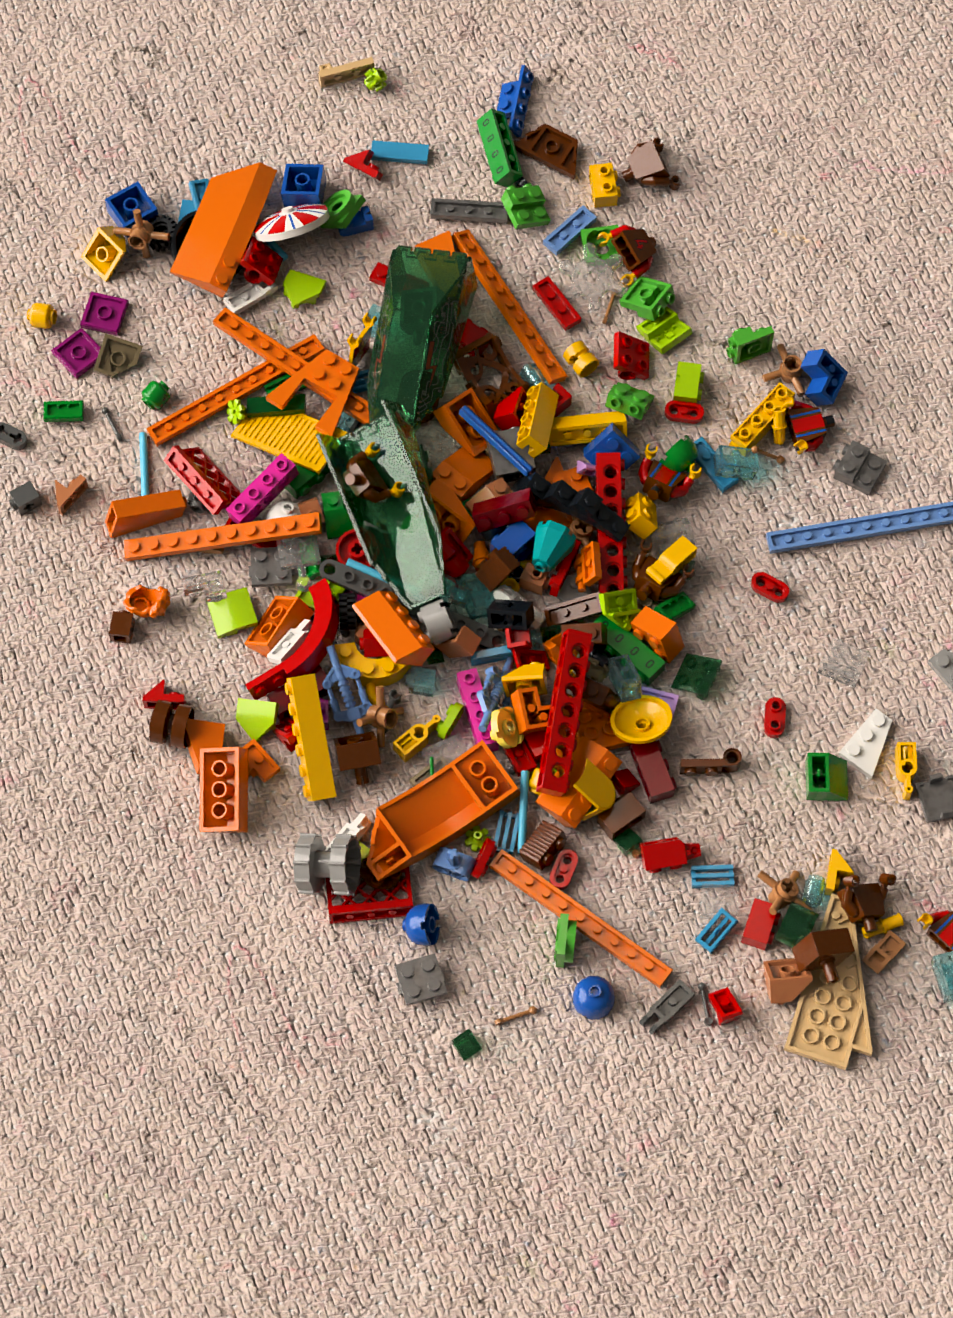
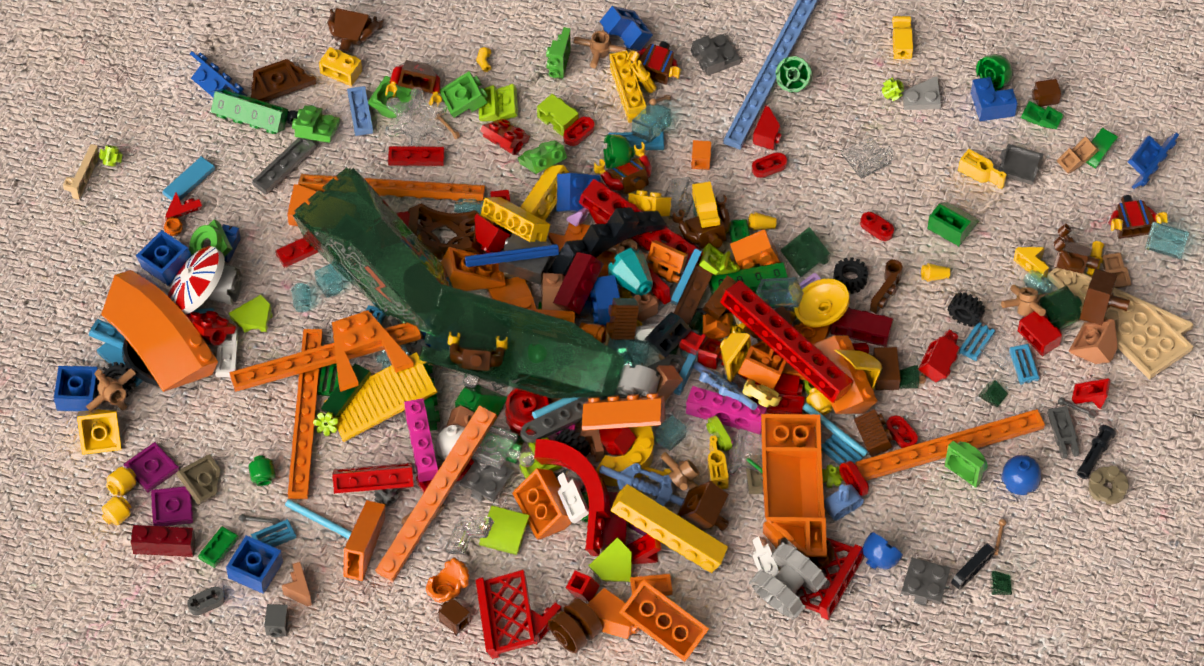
camera: 55 degrees left, 10 degrees down
(38, 367) = (163, 540): none -> dark red brick
(62, 447) = (254, 564): none -> blue brick
(71, 300) = (121, 481): none -> yellow head
(118, 452) = (276, 538): none -> dark azure tile
(139, 654) = (490, 620): none -> red fence
(216, 706) = (582, 586): none -> red brick
(311, 248) = (228, 286): none -> light grey brick
(343, 172) = (173, 226): none -> orange plate
(345, 312) = (301, 297): none -> clear light blue brick
(360, 346) = (346, 297): flag -> none
(466, 1011) = (973, 566): none -> black beam
(581, 359) = (485, 164): yellow wheel -> none
(601, 586) = (686, 276): none -> dark azure tile
(637, 1066) = (1108, 475): none -> dark tan plate
(665, 923) = (993, 393): none -> clear green slope
(674, 1046) = (1099, 445): none -> black pin
(700, 715) = (855, 267): none -> black tyre
(701, 287) = (482, 58): none -> yellow arm
(702, 618) = (760, 221): none -> yellow cone
(733, 845) = (966, 309): none -> black tyre
(734, 523) = (701, 155): none -> orange panel
(759, 796) = (934, 272): none -> yellow cone
(806, 561) = (767, 131): none -> red slope
(867, 743) = (942, 182): white wing -> none
(882, 545) = (794, 74): none -> green cylinder
(936, 638) = (892, 89): none -> lime gear

